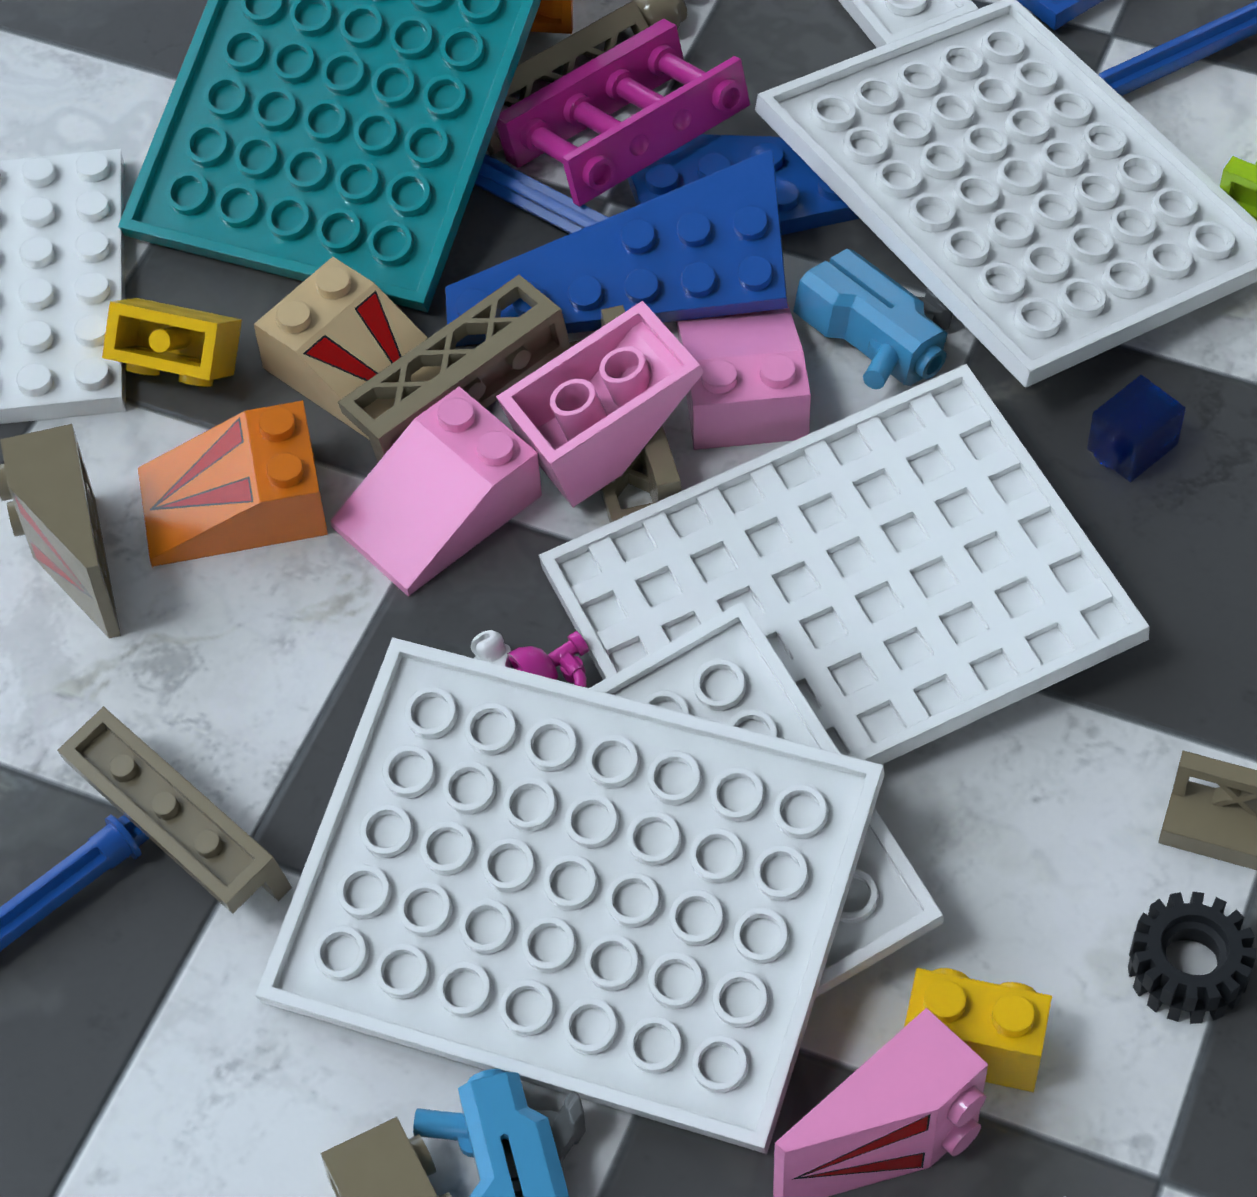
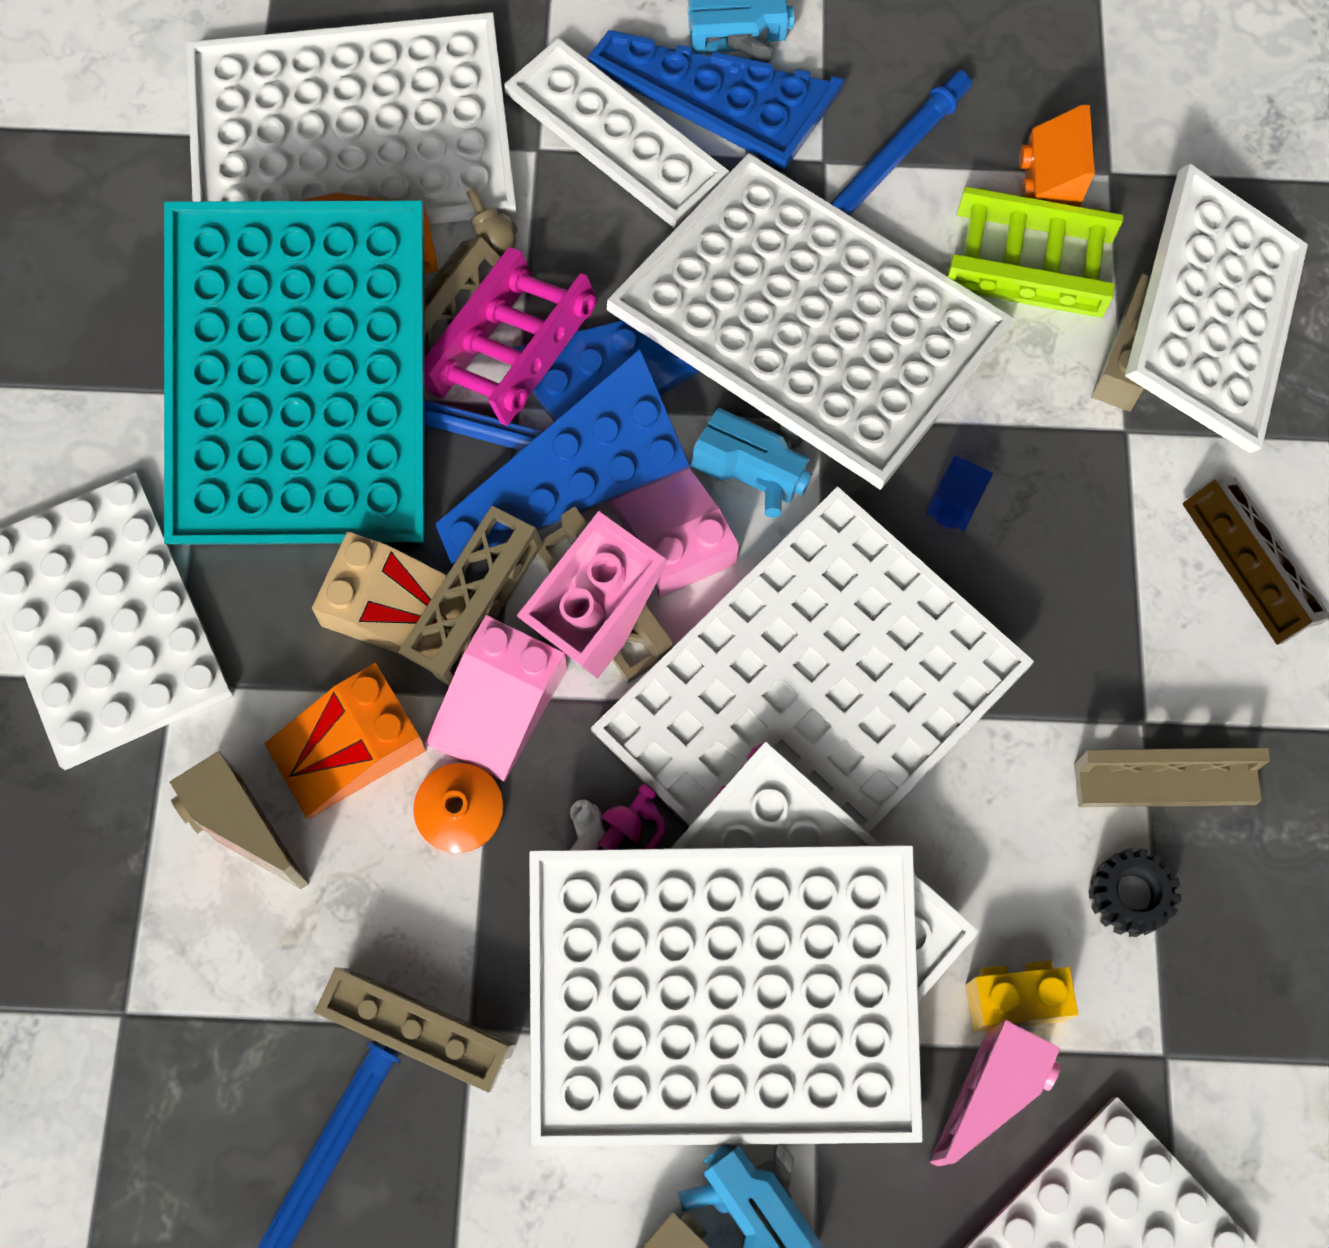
camera: 25 degrees left, 15 degrees up
(172, 340) = (249, 633): yellow brick -> none
(343, 621) = (473, 823): none -> orange dish

